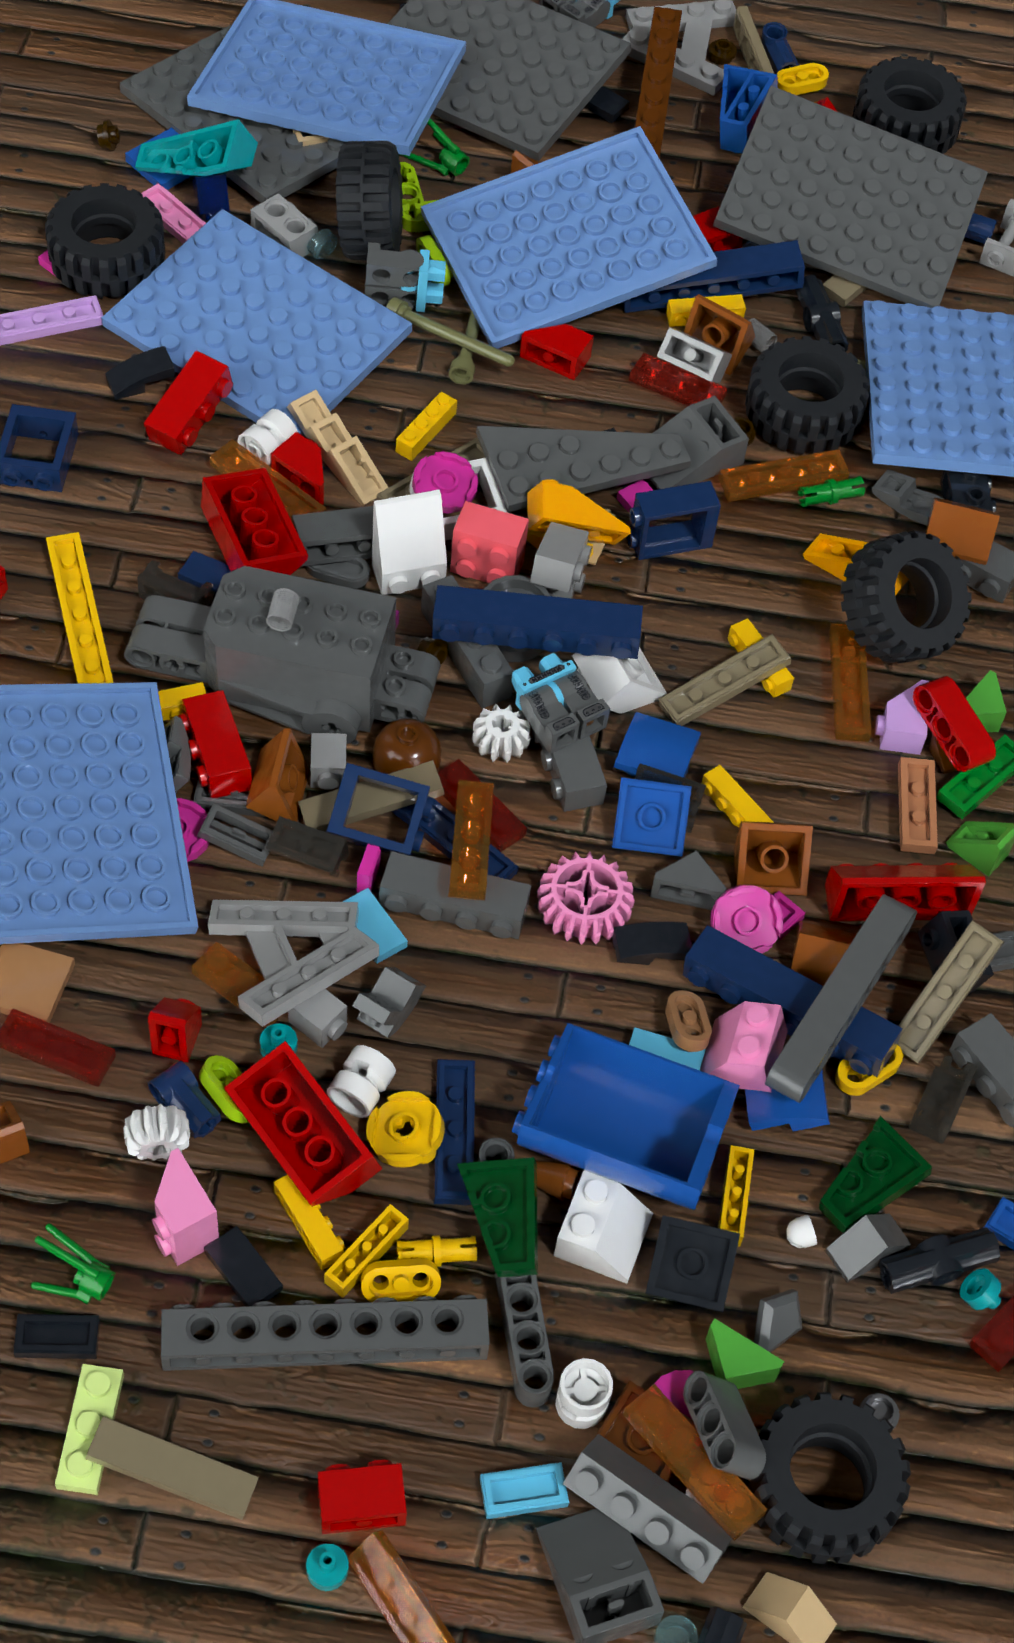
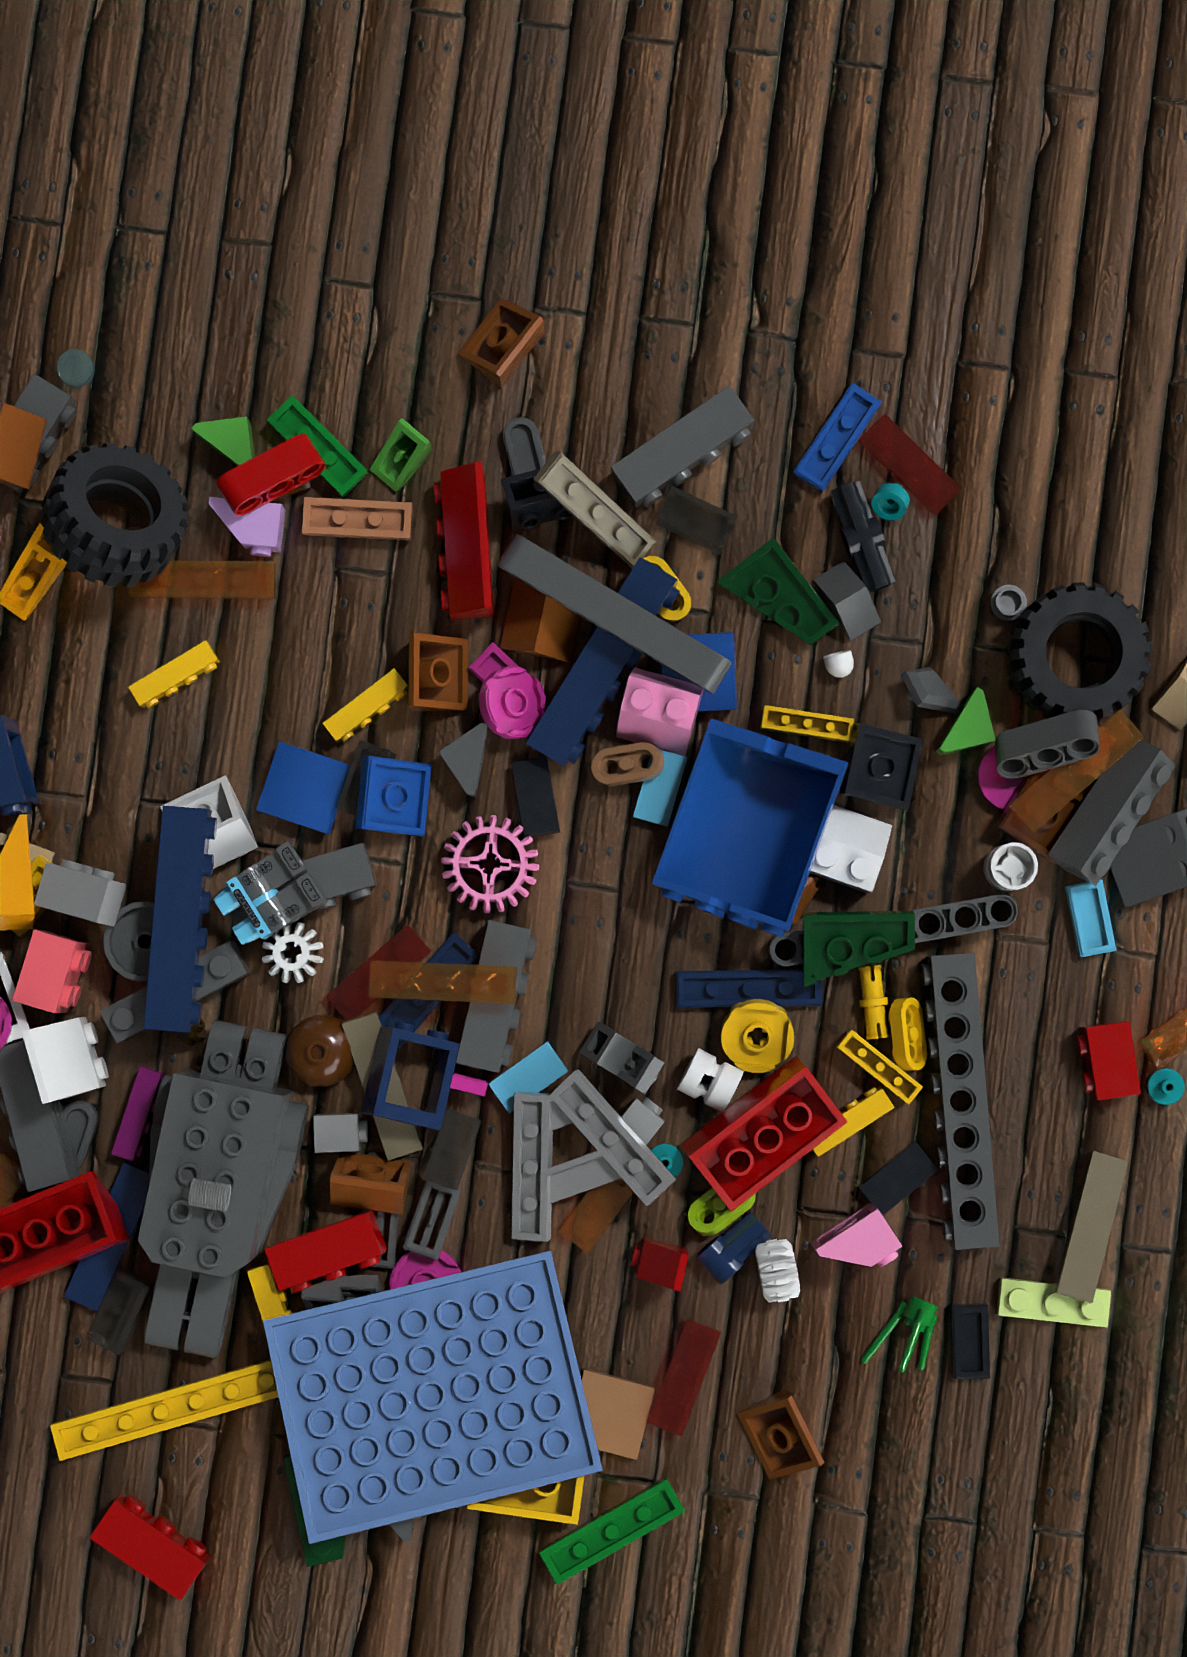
camera: 85 degrees left, 30 degrees up
(724, 681) = (213, 714): dark tan tile -> none

